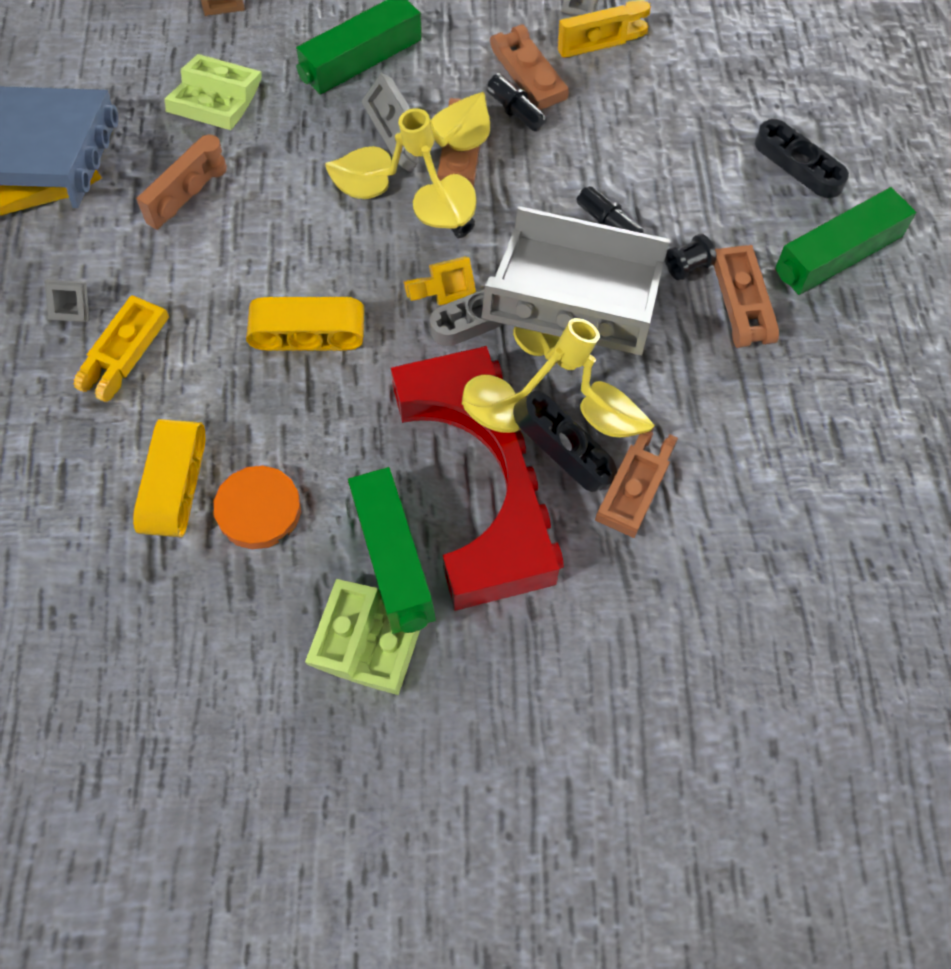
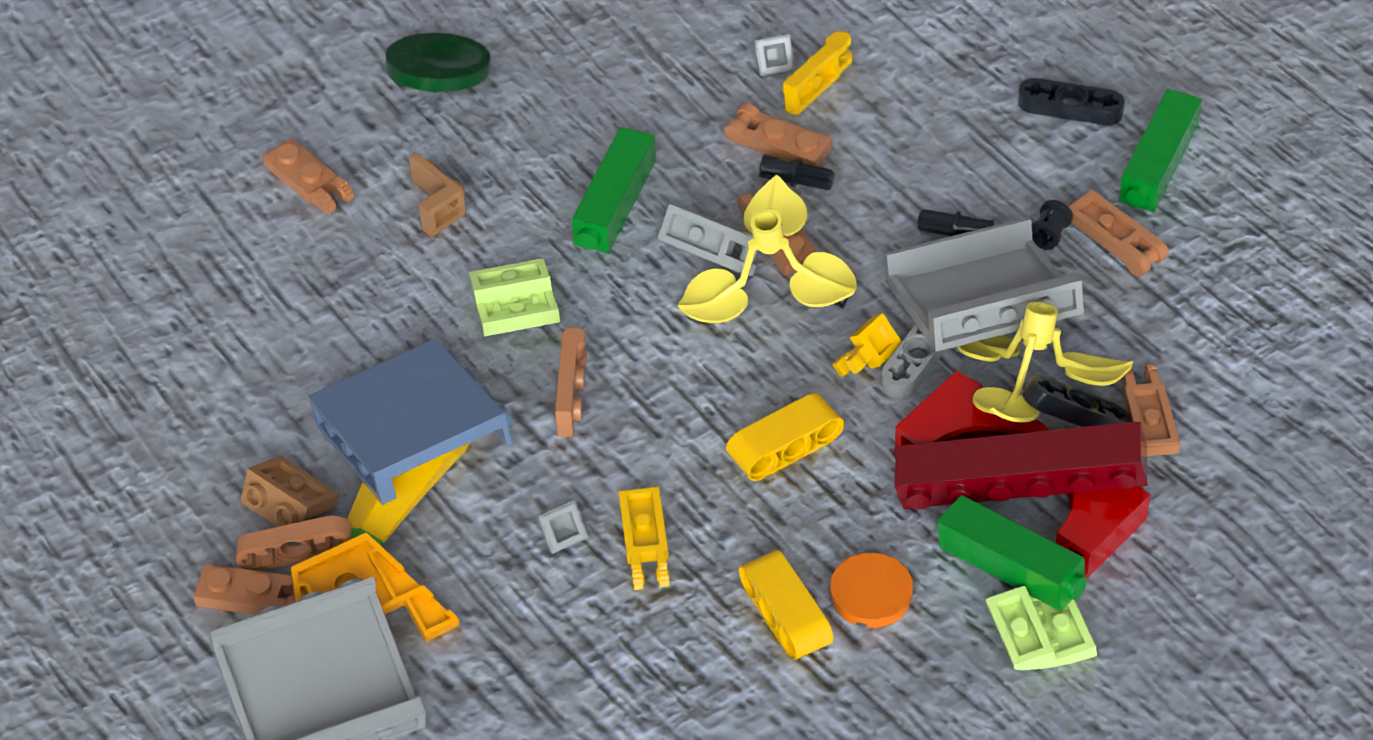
camera: 30 degrees left, 15 degrees down
(465, 475) = (1022, 465): none -> dark red brick

